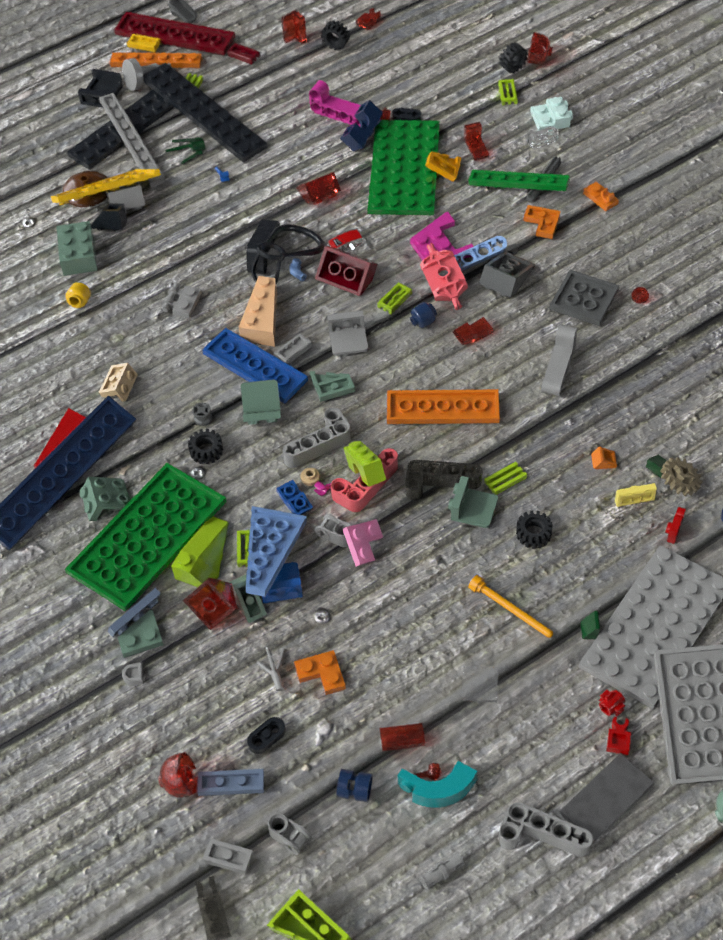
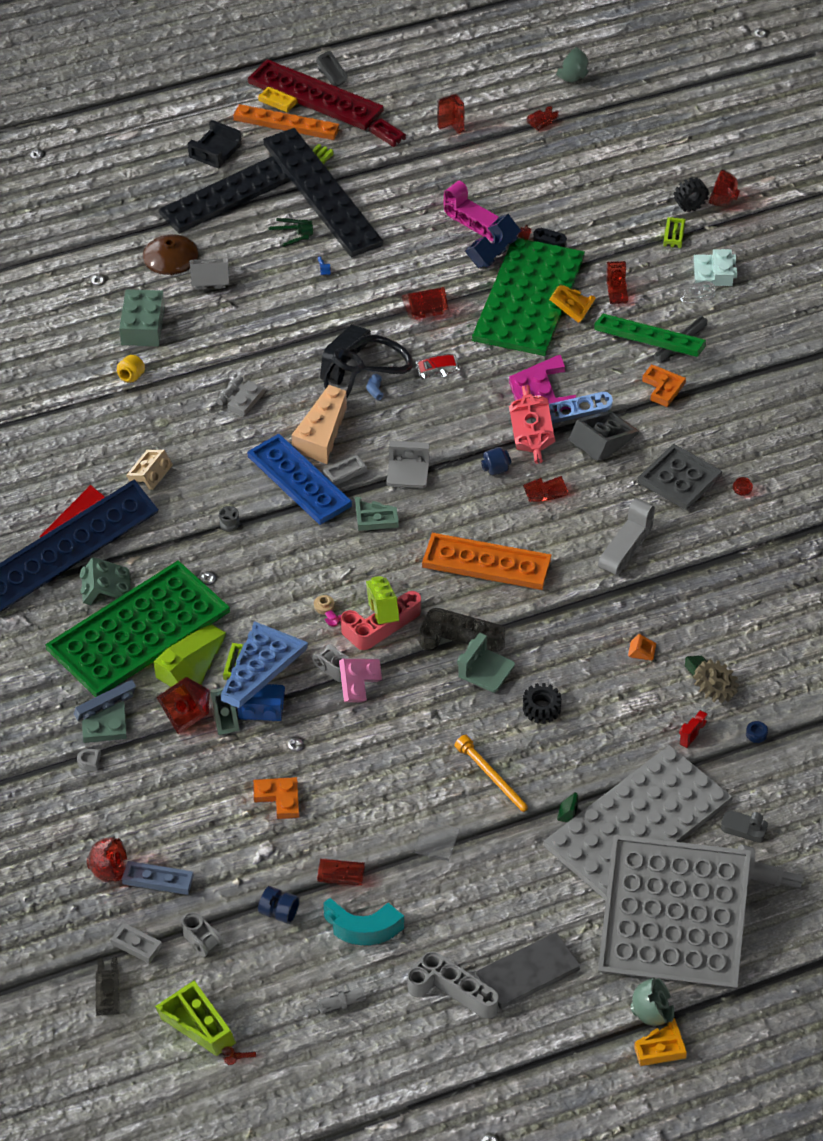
camera: 10 degrees right, 5 degrees down
(111, 217) = (188, 291): black slope -> none
(112, 184) = (195, 254): yellow wing -> none
(130, 136) = (234, 208): light grey tile -> none
(134, 73) = (256, 133): light grey piece -> none
(205, 438) = (223, 543): black tyre -> none
(260, 401) = (293, 517): sand green bracket -> none
(265, 735) = (204, 842): black plate -> none
(275, 670) = (231, 787): light grey plant -> none
(293, 498) = (301, 622): blue slope -> none
(318, 442) = (344, 570): light grey beam -> none
(339, 30) = (496, 130): black tyre -> none
(345, 270) = (427, 397): dark red slope -> none
(397, 300) = (474, 440): lime tile -> none
(432, 773) = (361, 910): clear red hand -> none
(504, 475) = (528, 644): lime tile -> none
(601, 196) = (738, 370): orange plate -> none
(612, 702) = (563, 883): red gear -> none
(618, 738) = (559, 918): red plate -> none
(635, 494) = (661, 690): light yellow plate -> none

